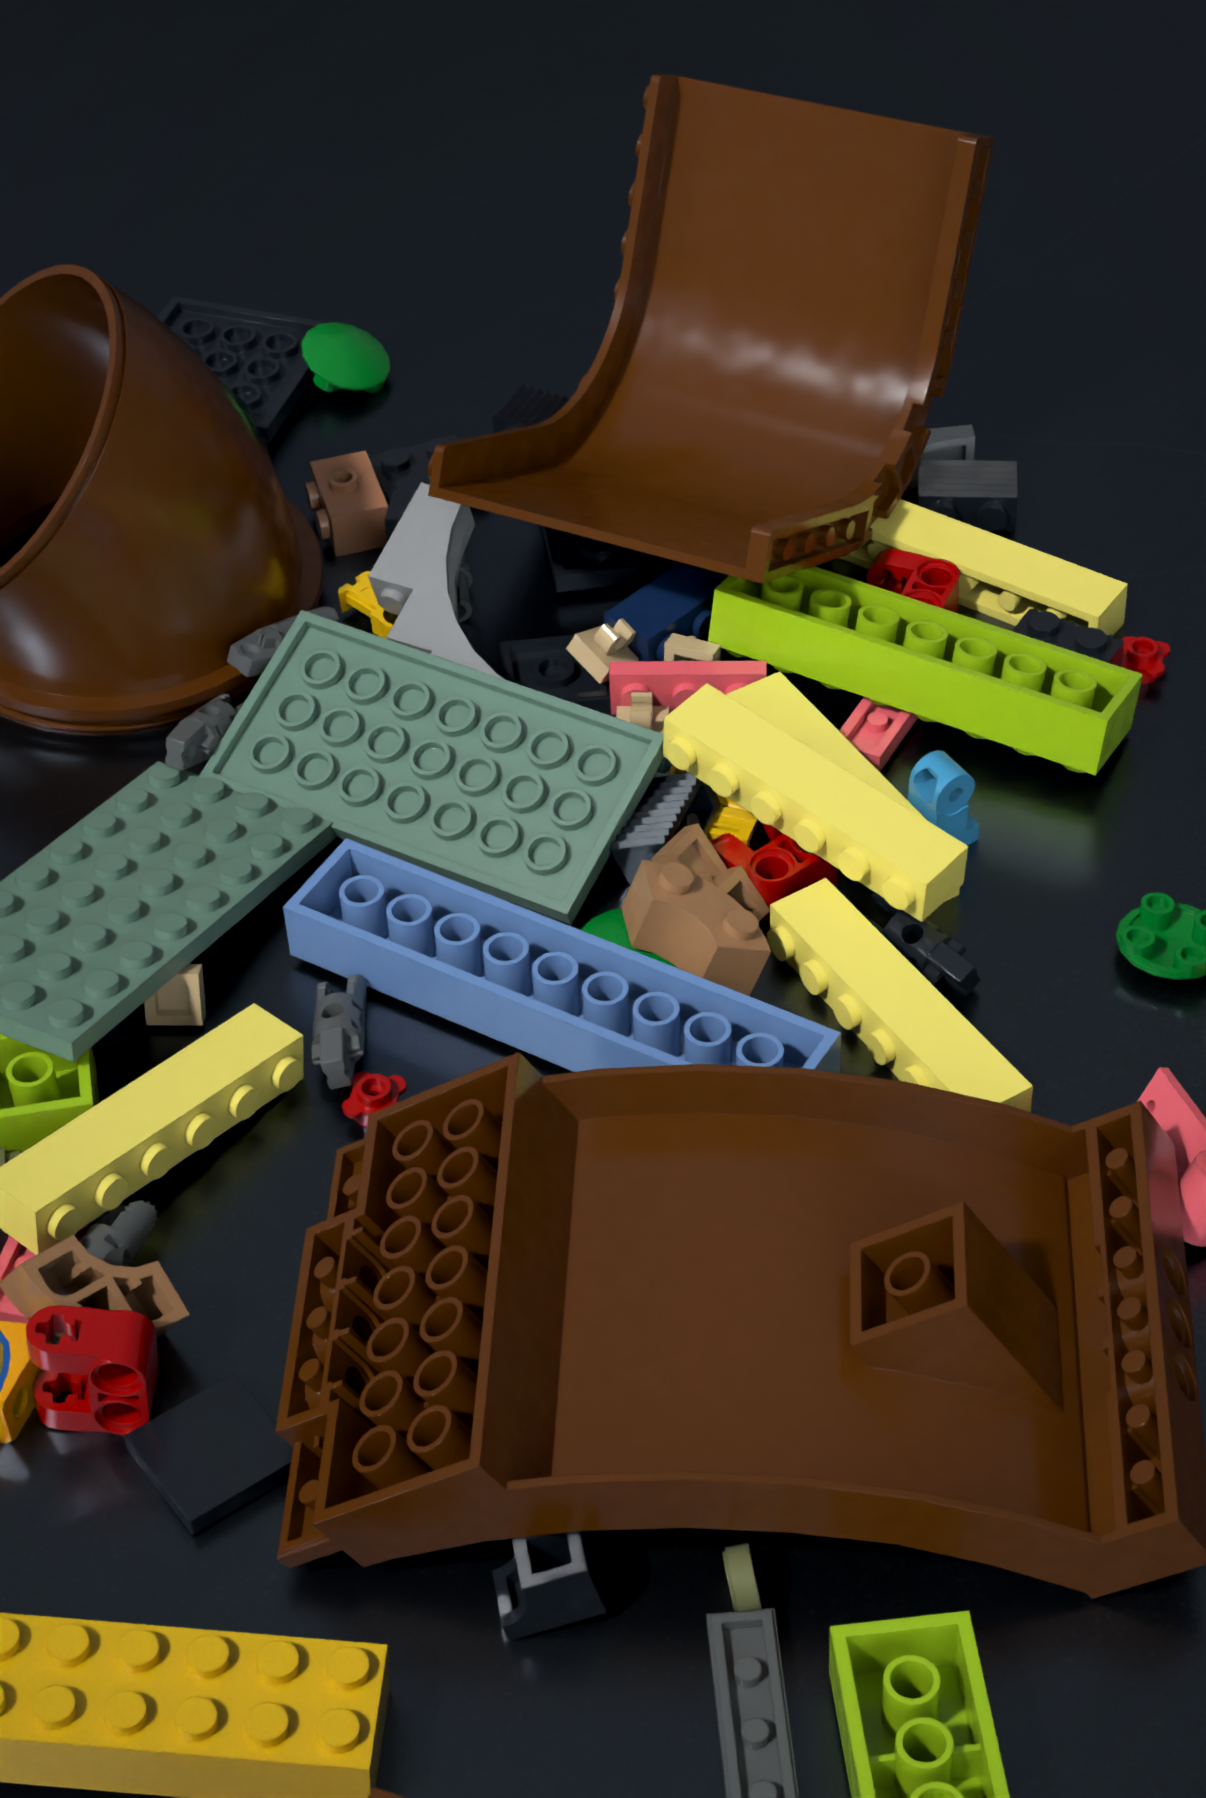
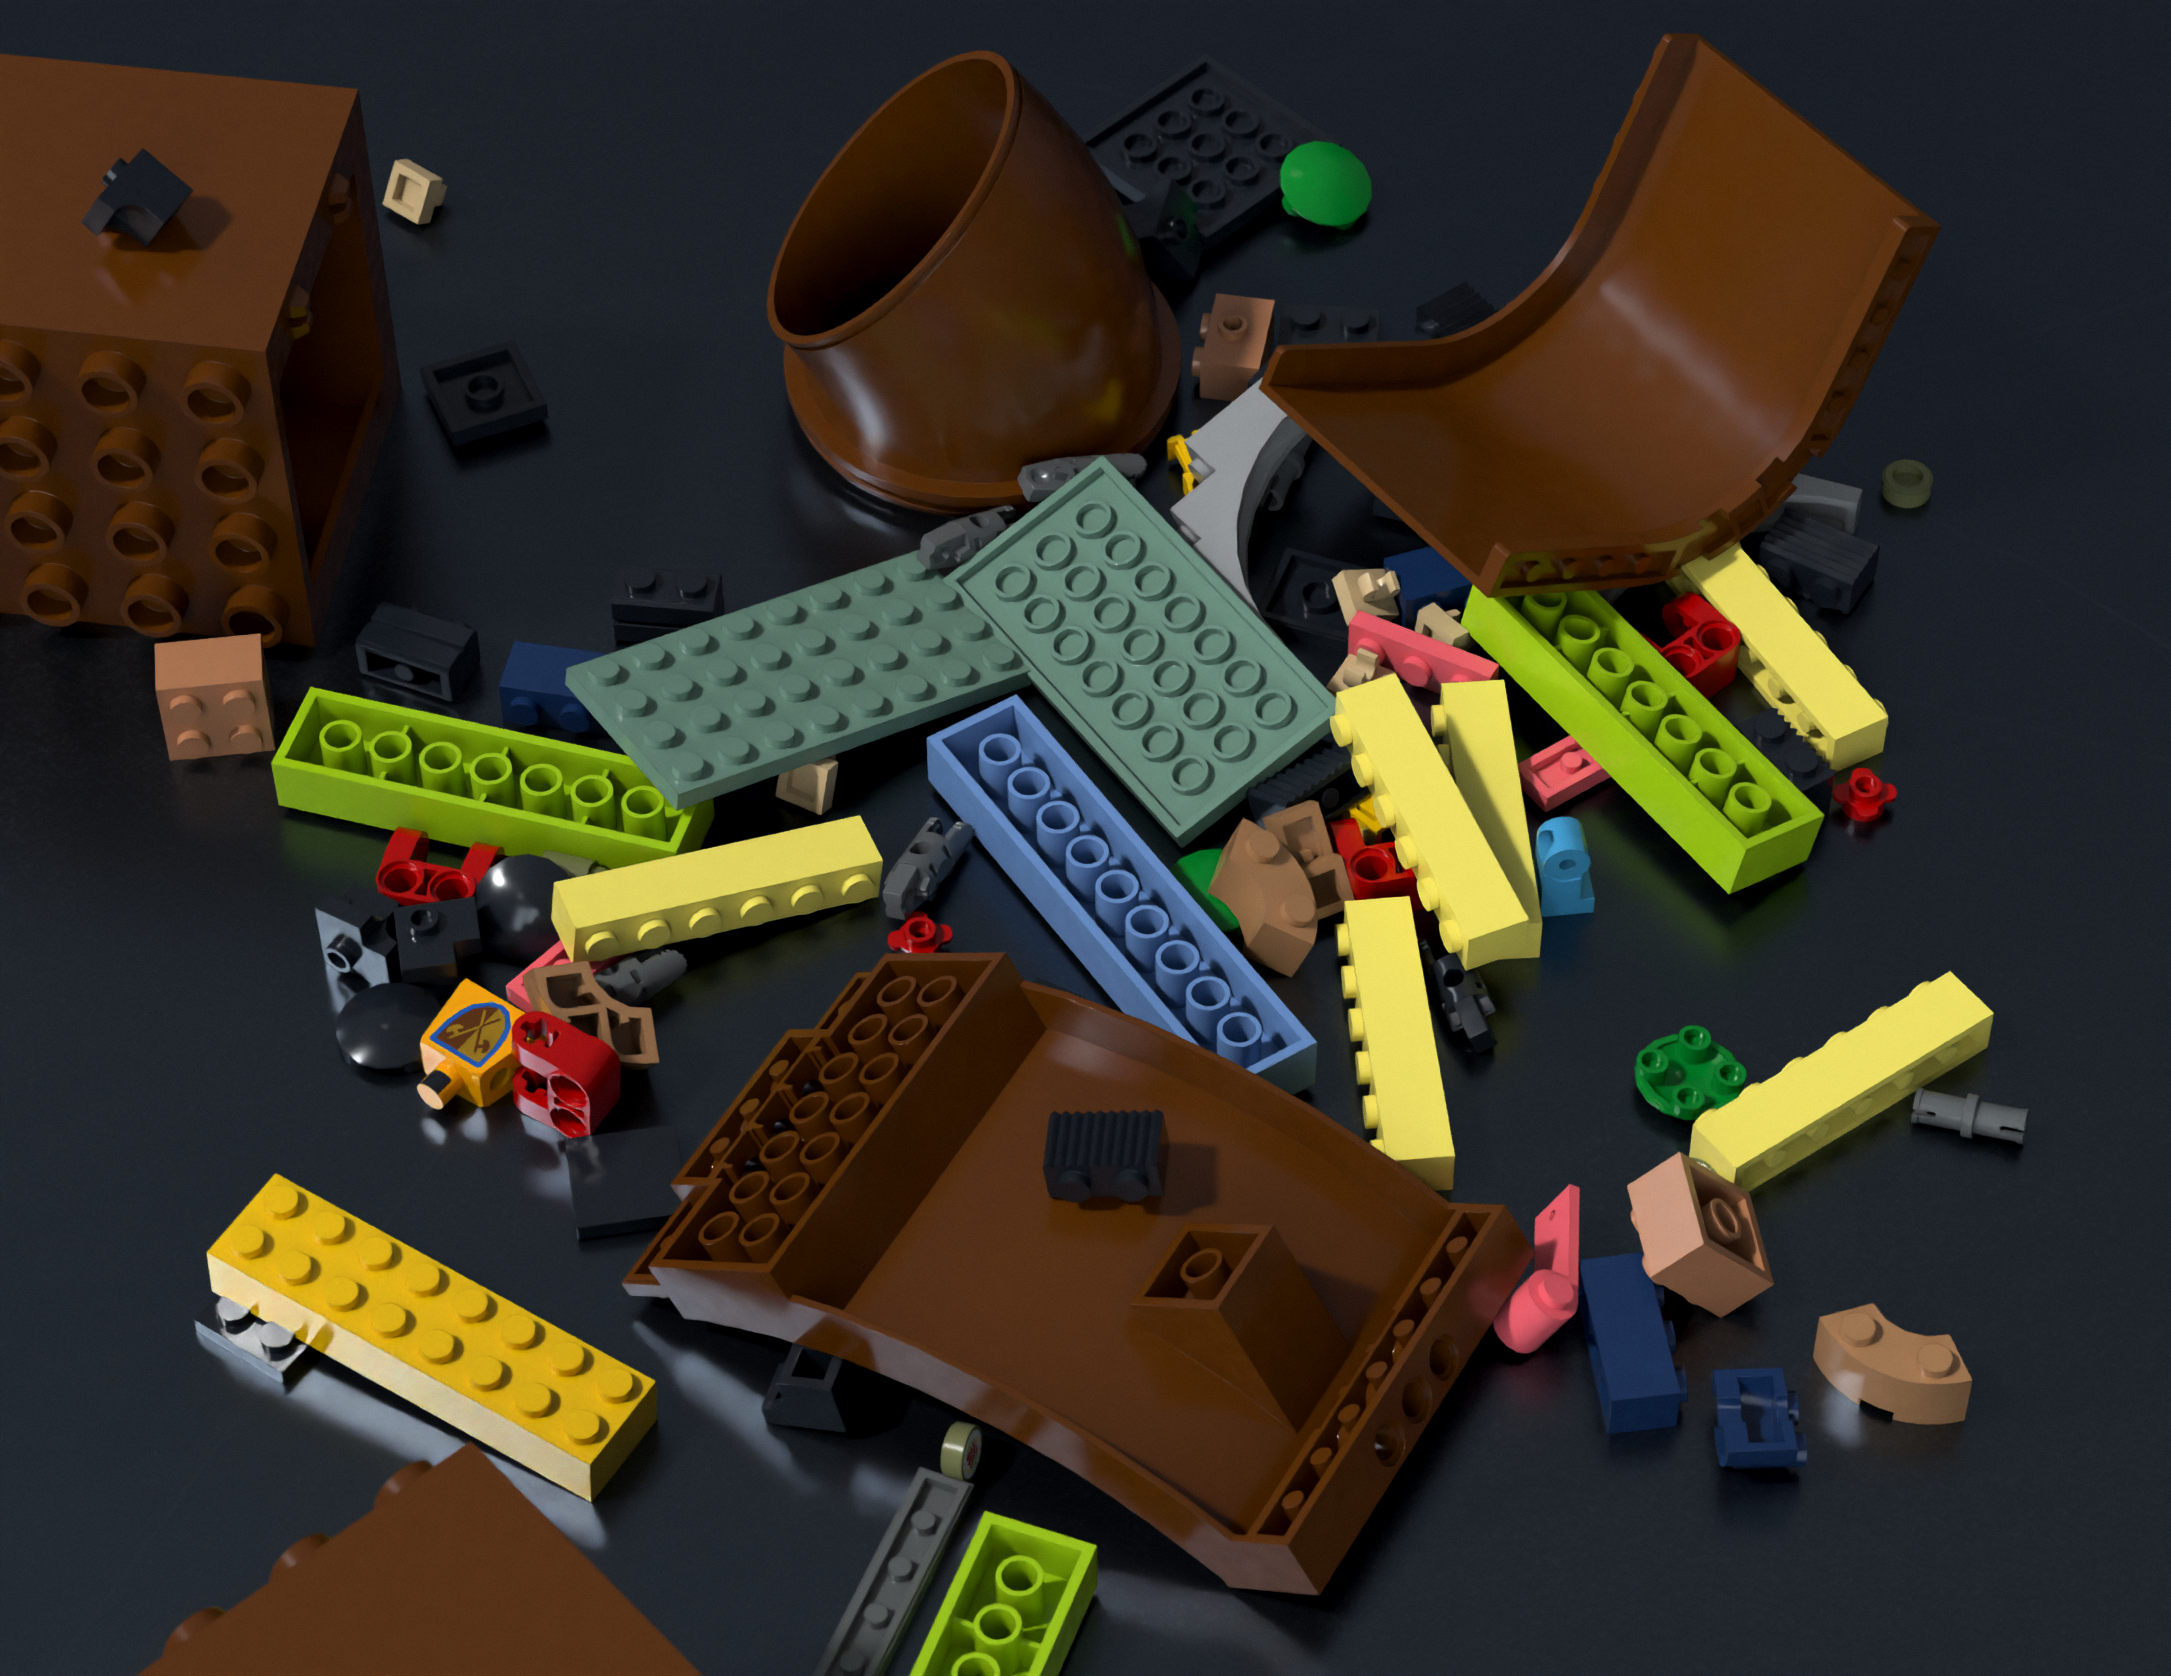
camera: 25 degrees right, 5 degrees up
(736, 1208) = (1106, 1155): none -> black brick
(989, 418) = (1906, 483): none -> olive tile

